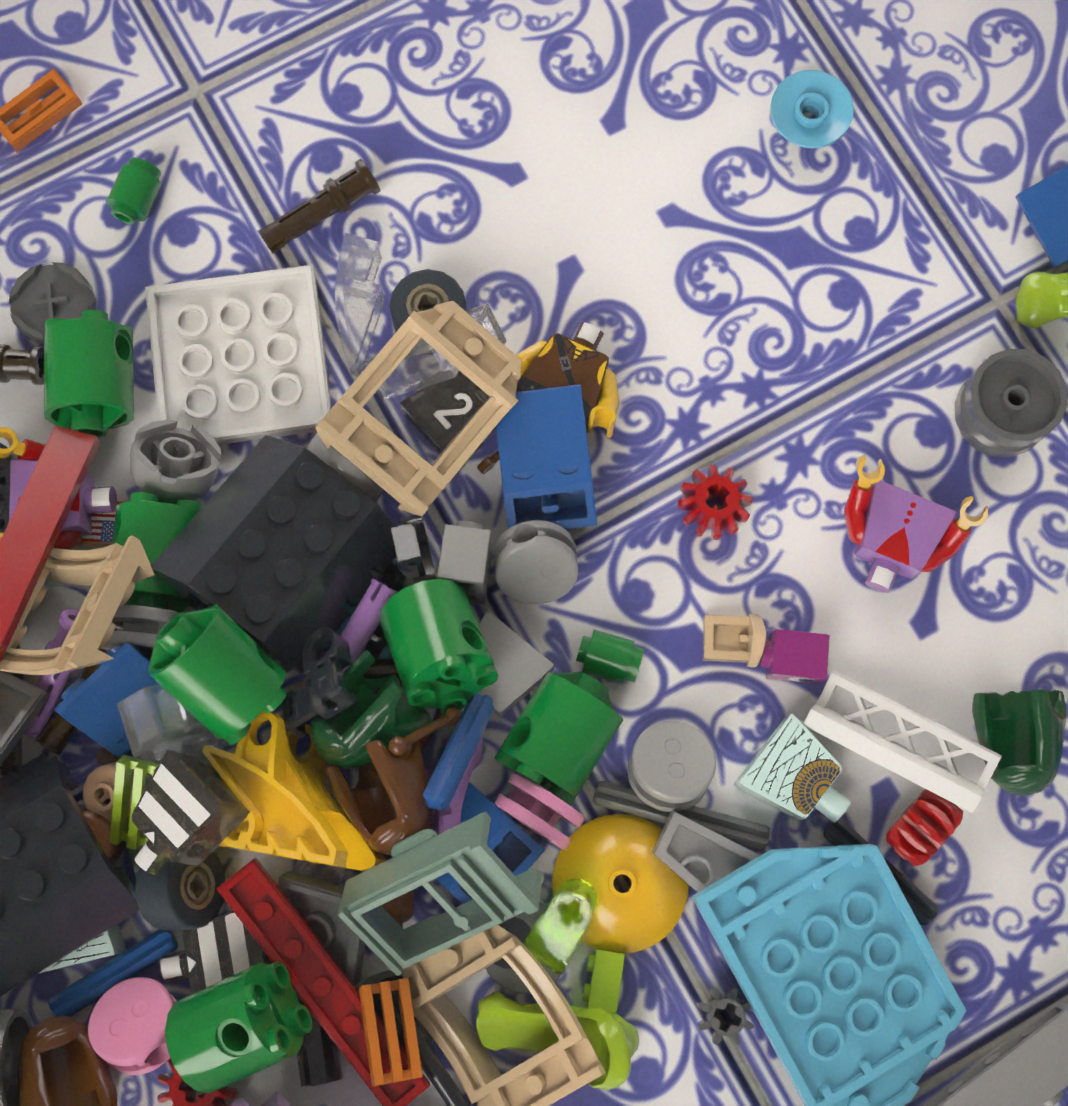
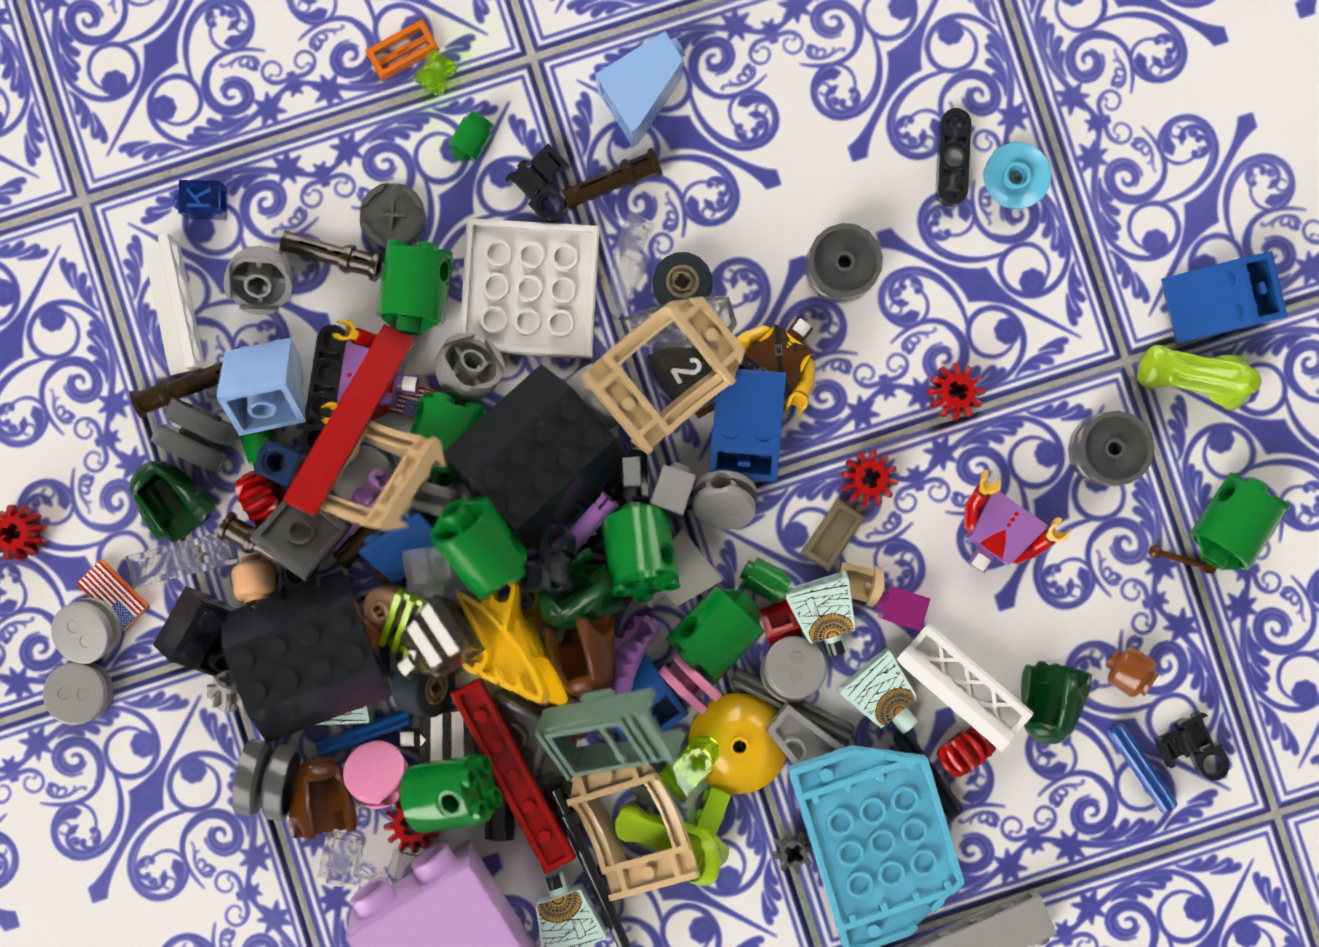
camera: 15 degrees right, 10 degrees up
(78, 125) = (435, 72): none -> clear neon green wheel
(230, 221) = (538, 177): none -> black piece
(331, 85) = (641, 84): none -> light blue slope
(399, 744) = (599, 624): reddish brown hinge -> none
(408, 1026) = (567, 846): orange tile -> none
(458, 752) = (641, 633): blue axle -> none
(623, 246) = (862, 257): none -> dark grey wheel
(640, 708) = (779, 622): none -> red slope
(684, 585) = (832, 534): none -> dark tan tile
(697, 681) = (824, 610): none -> light aqua torso
(735, 89) = (964, 134): none -> black beam
(802, 389) = (956, 379): none -> red gear

